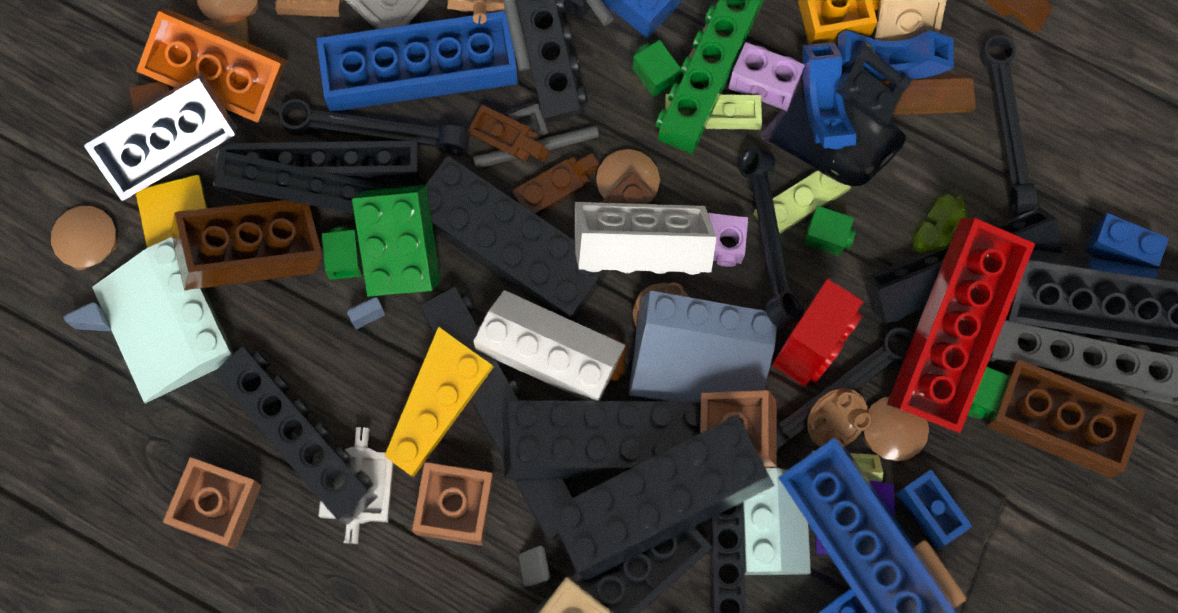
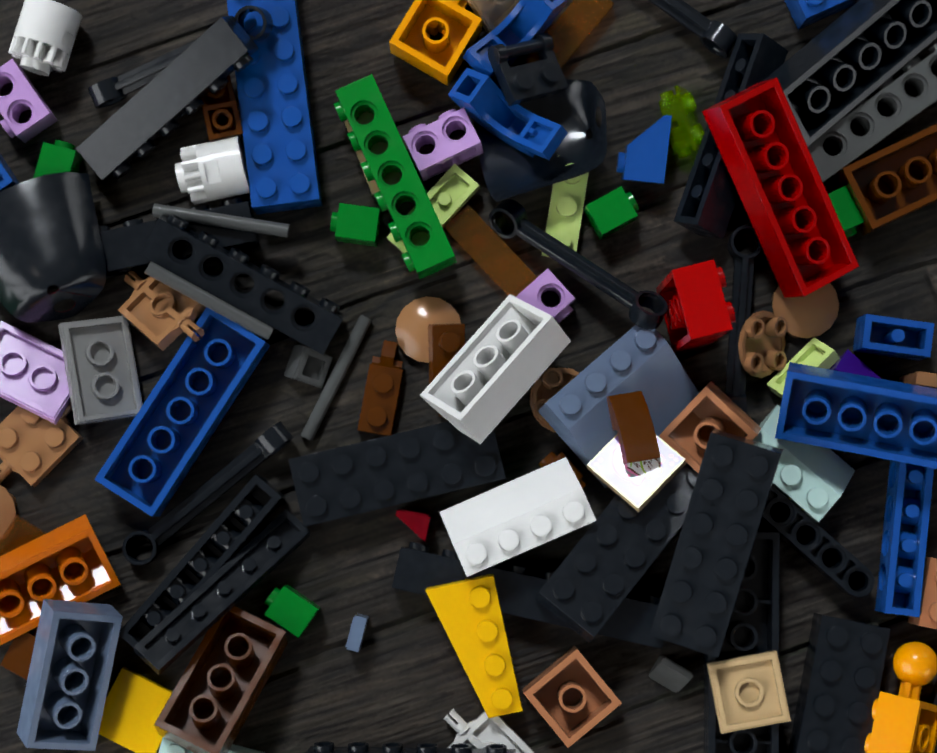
camera: 45 degrees left, 10 degrees up
(396, 240) = (325, 562): green brick -> none
(483, 285) = (415, 521): none -> dark red slope
(507, 135) = (309, 395): reddish brown hinge -> none
(665, 395) = (636, 481): none -> tile
(690, 367) = (634, 427): none -> reddish brown slope
(722, 171) = (490, 252): none -> clear orange tile
(894, 218) = (647, 154): none -> blue slope

